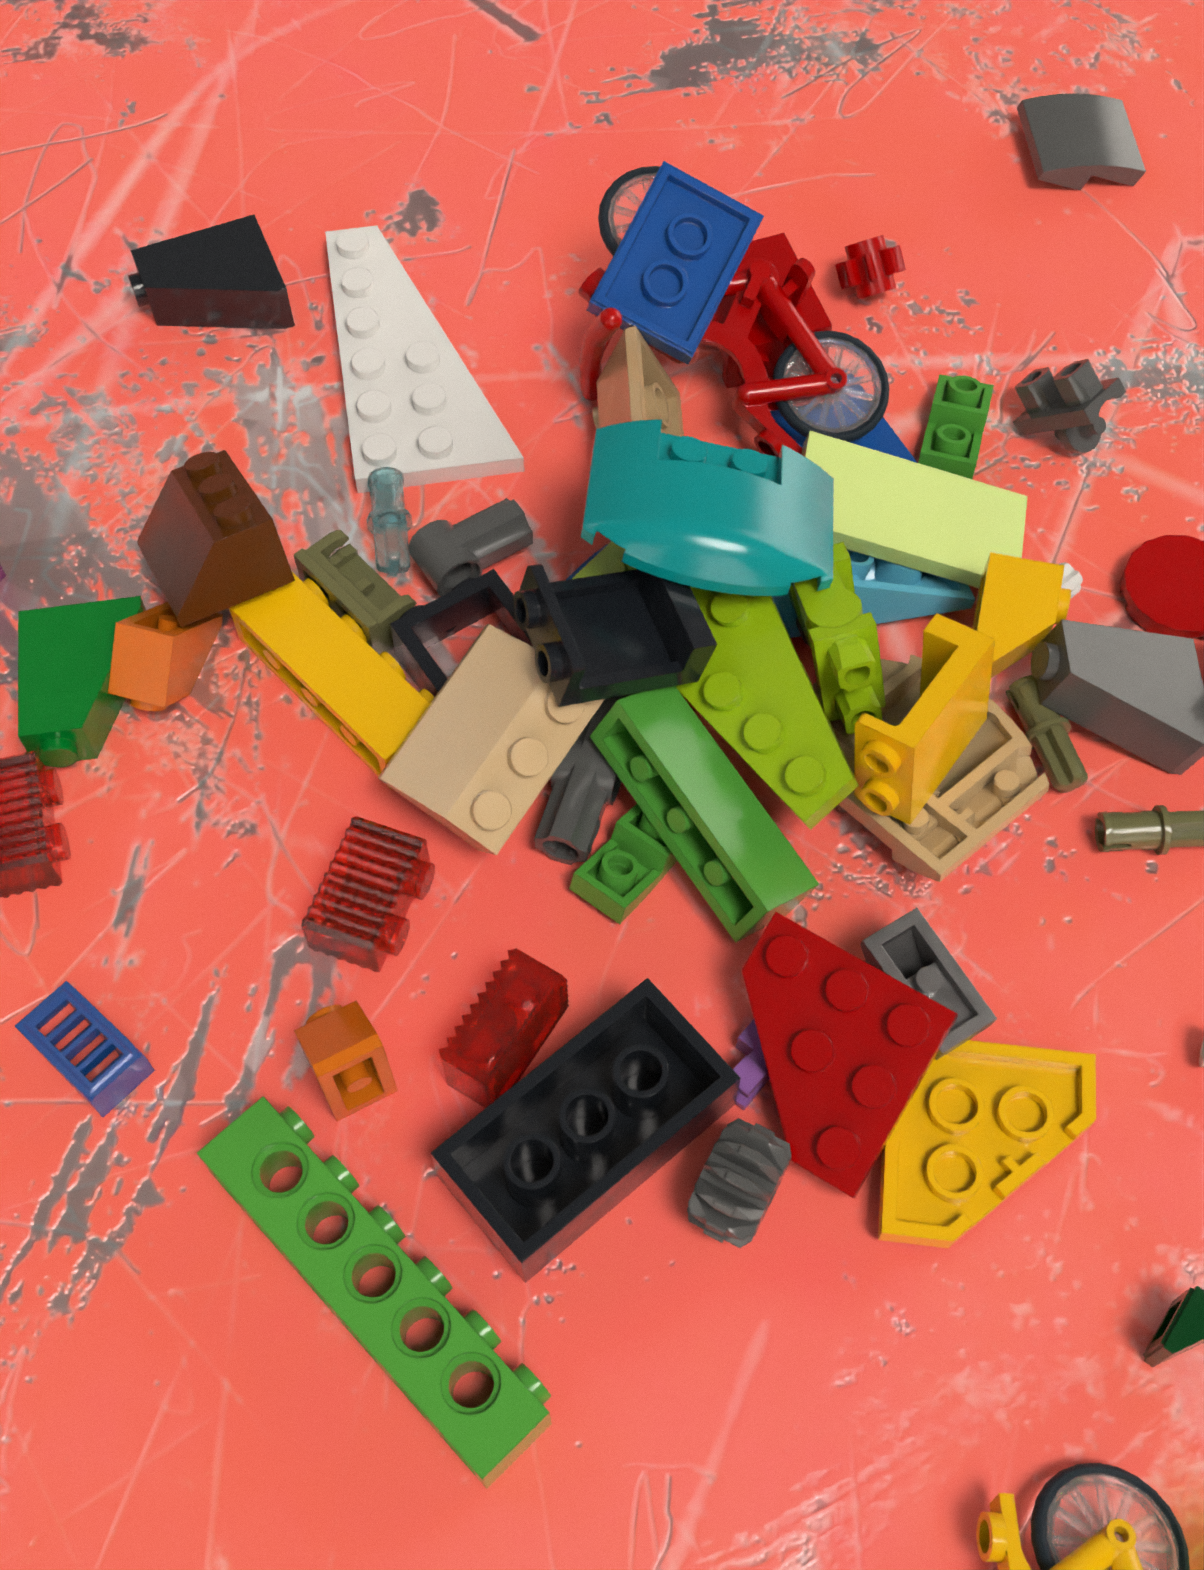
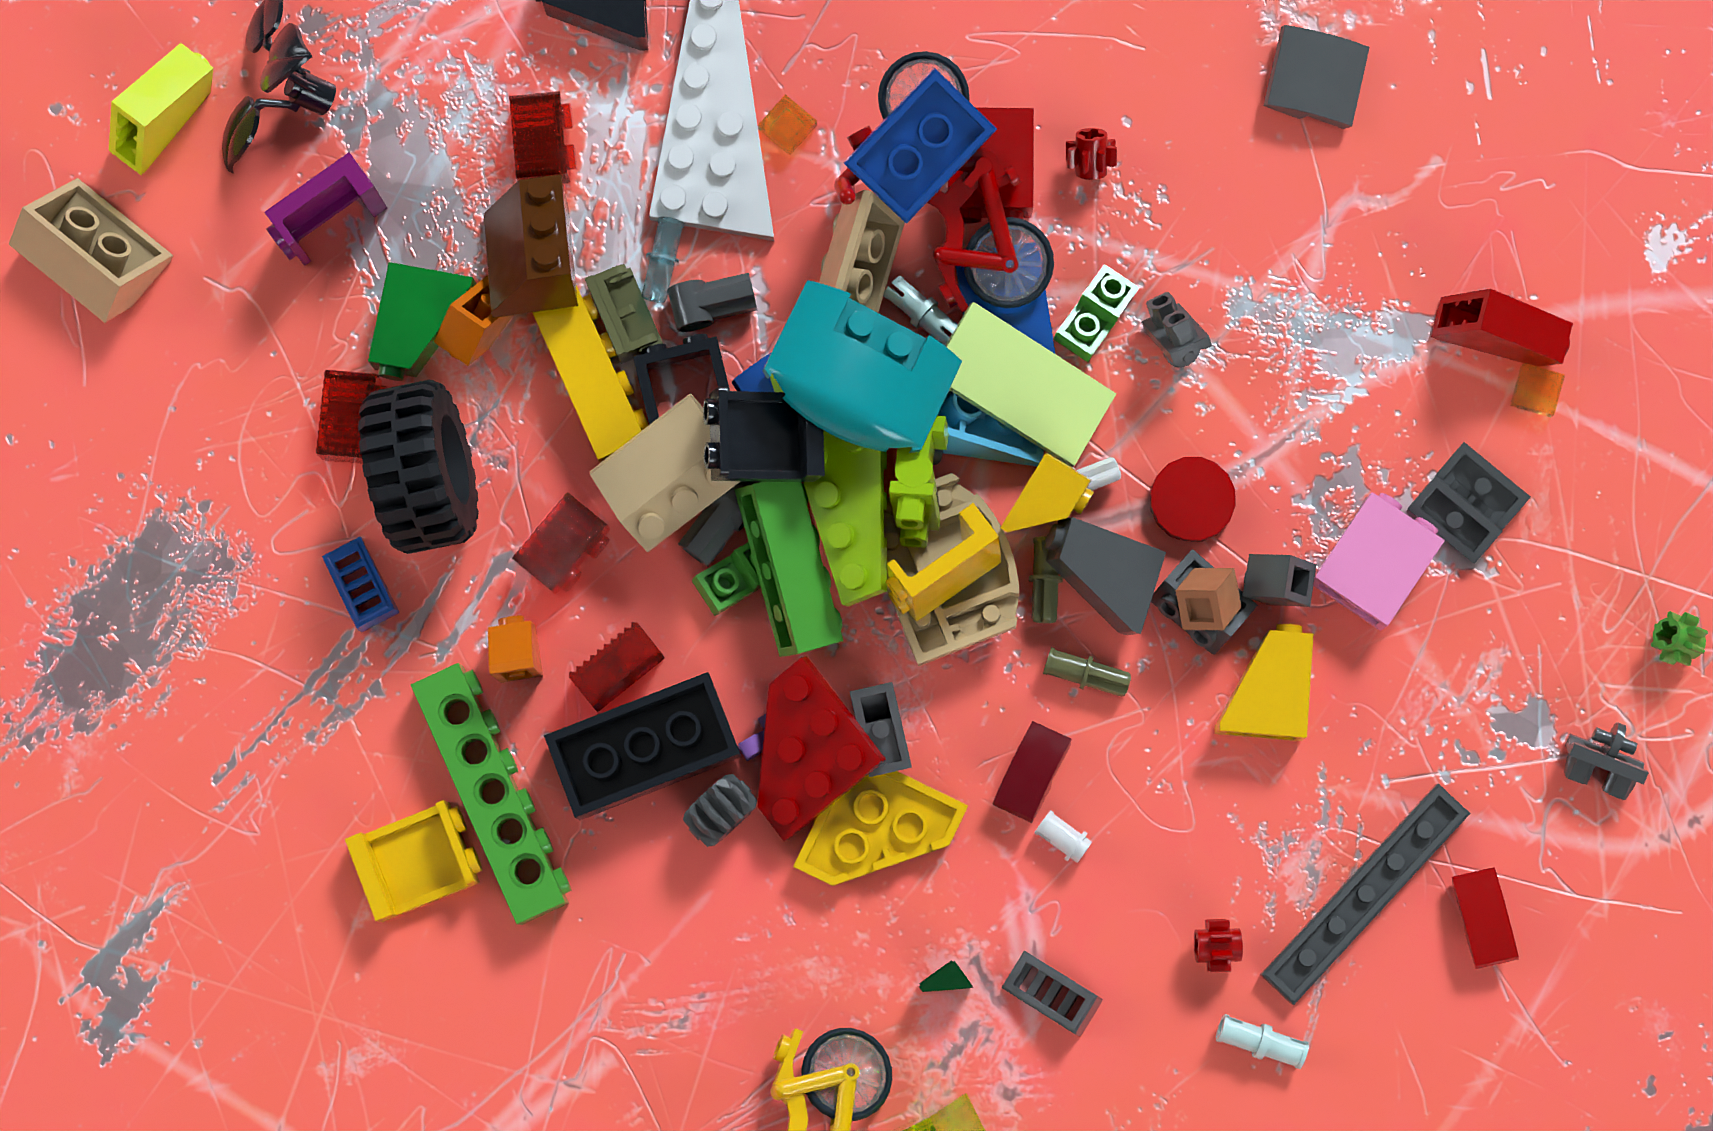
camera: 20 degrees right, 20 degrees up
(121, 827) = (418, 466): none -> black tyre
(185, 421) = (540, 136): none -> clear red brick
(279, 1442) = (414, 861): none -> yellow panel
(493, 346) = (787, 124): none -> clear yellow tile
(1159, 981) = (1032, 772): none -> dark red slope

